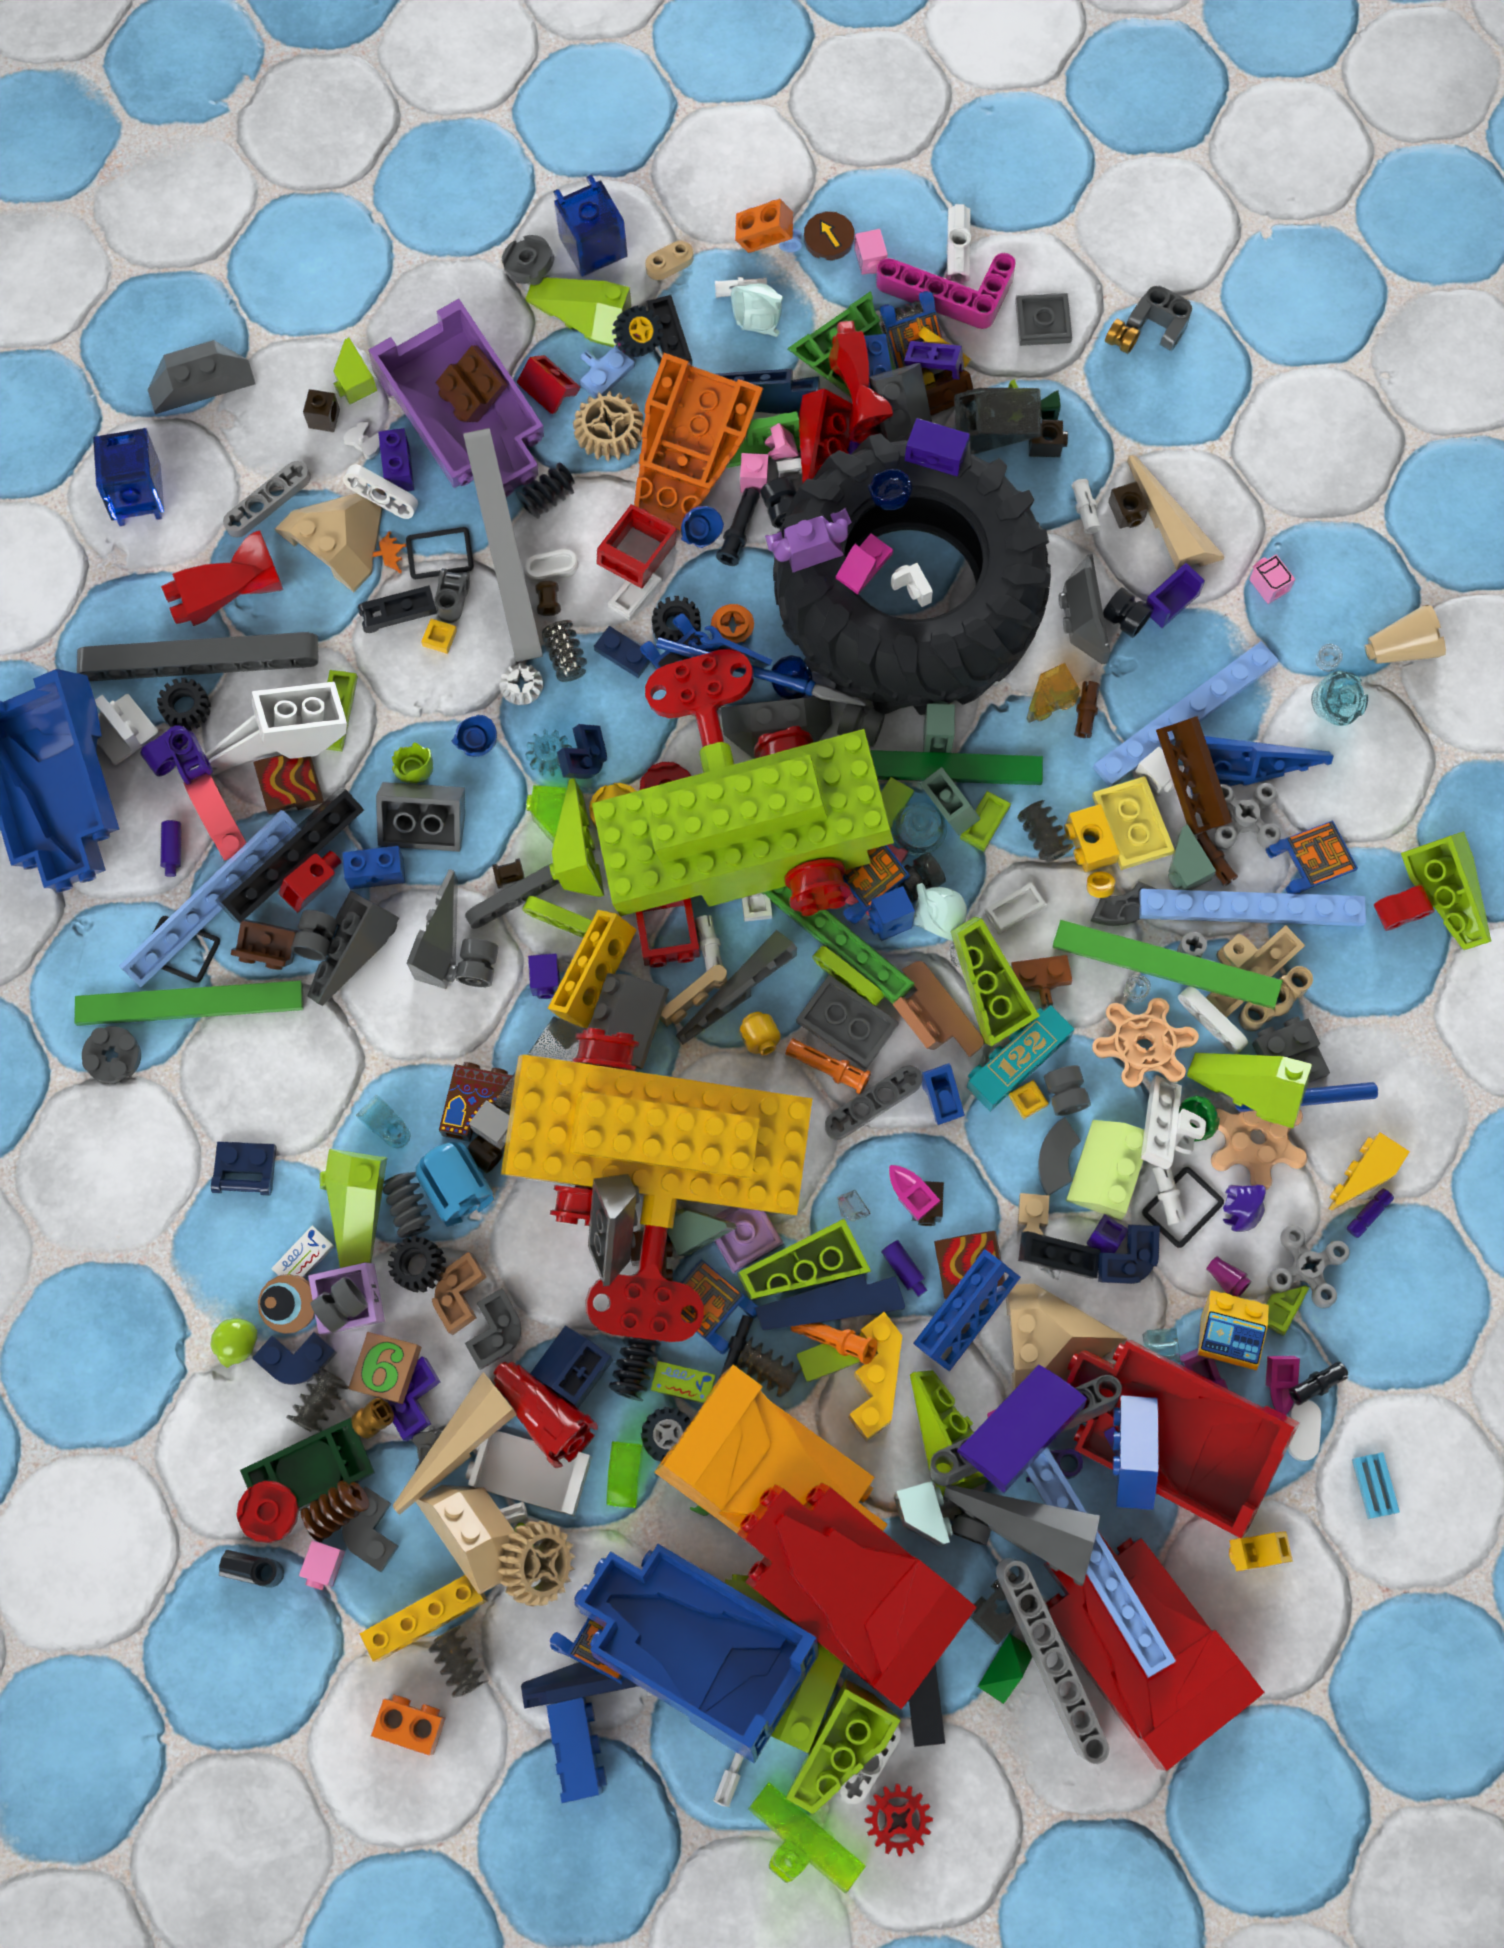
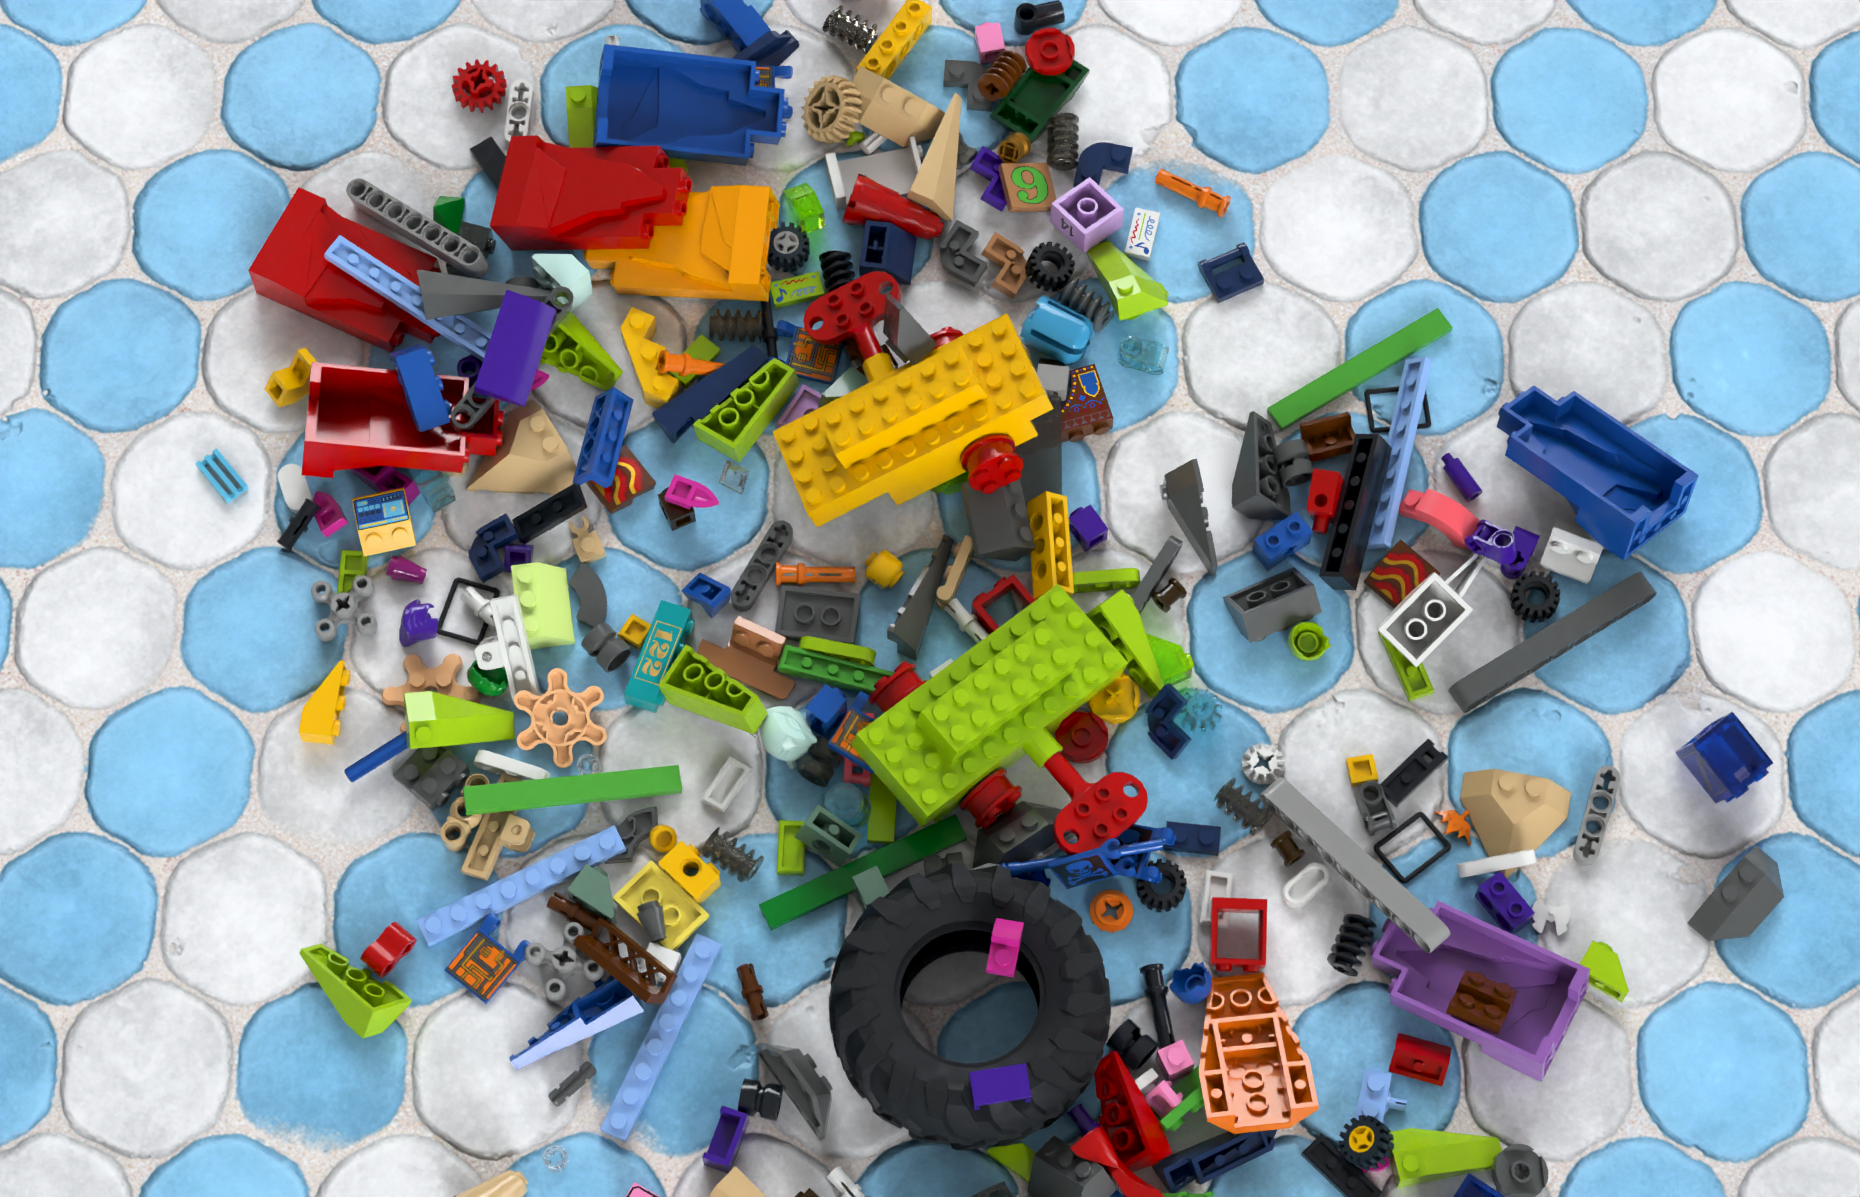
camera: 150 degrees right, 5 degrees down
(118, 1068) = (1399, 289): dark grey plate -> none
(212, 586) = (1588, 699): red hips -> none
(217, 1262) = (1203, 196): none -> orange pin
(233, 1341) = (1154, 152): lime hair -> none
(286, 1303) = (1132, 193): tile -> none
(321, 410) = (1604, 917): dark brown brick -> none
(340, 1303) = (1083, 192): dark grey wheel -> none
(475, 736) = (1269, 692): blue hair -> none
(477, 961) = (1147, 505): dark grey wheel -> none
(597, 436) = (1344, 1048): tan gear -> none
(803, 1842) = (540, 42): clear neon green plate -> none
(810, 541) = (1058, 930): medium lavender torso -> none
(848, 1738) = (544, 106): lime wedge -> none
(890, 489) = (1019, 1020): clear blue hair -> none
(904, 1267) = (669, 452): dark purple cylinder -> none
(916, 583) = (945, 945): white bracket -> none
(1043, 975) = (675, 737): dark orange plate -> none
(1054, 691) = (790, 991): clear yellow slope -> none
(1149, 807) = (652, 920): none -> dark grey cone
(1195, 939) = (550, 817): light grey bush -> none
(1285, 711) = (572, 1083): none -> dark grey axle
(1339, 698) = (527, 1108): clear light blue cone -> none
(1370, 1213) = (311, 678): dark purple axle -> none

